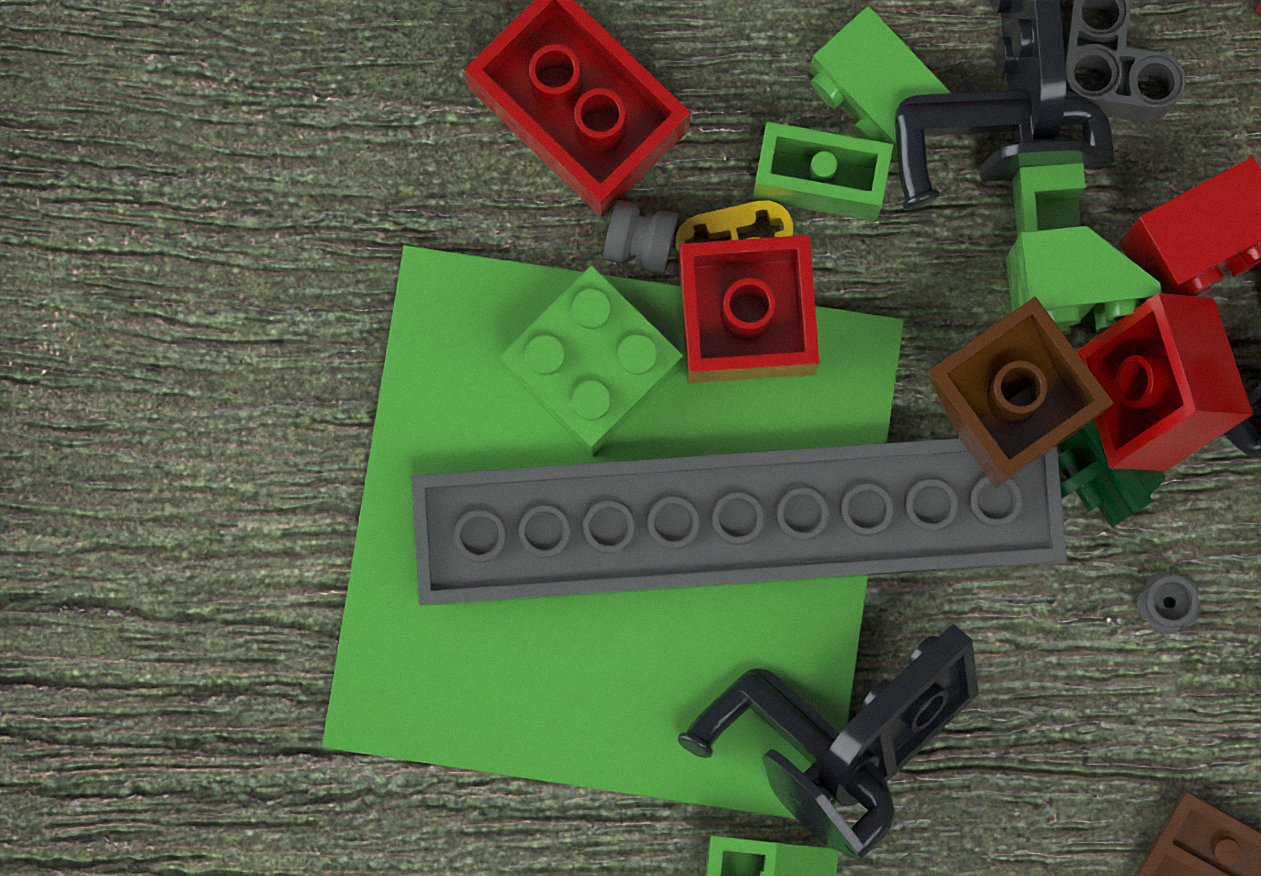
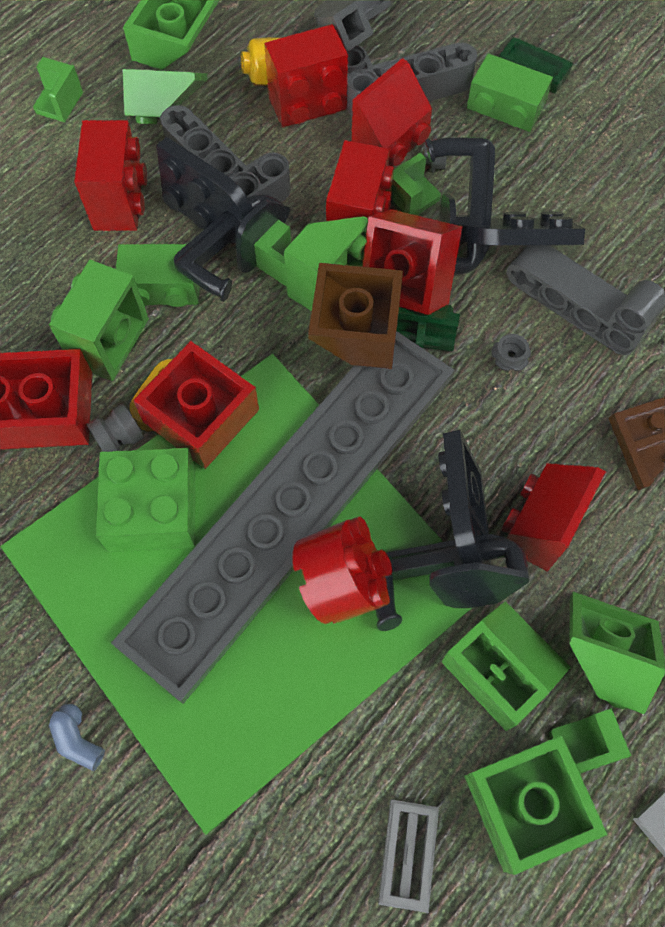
camera: 50 degrees left, 15 degrees down
(284, 521) = (69, 741): none -> sand blue arm
(697, 651) = (342, 571): none -> red brick
(750, 83) = (101, 318): none -> bright green brick
(822, 171) = (169, 324): bright green brick -> none
(983, 816) = (552, 511): none -> red slope

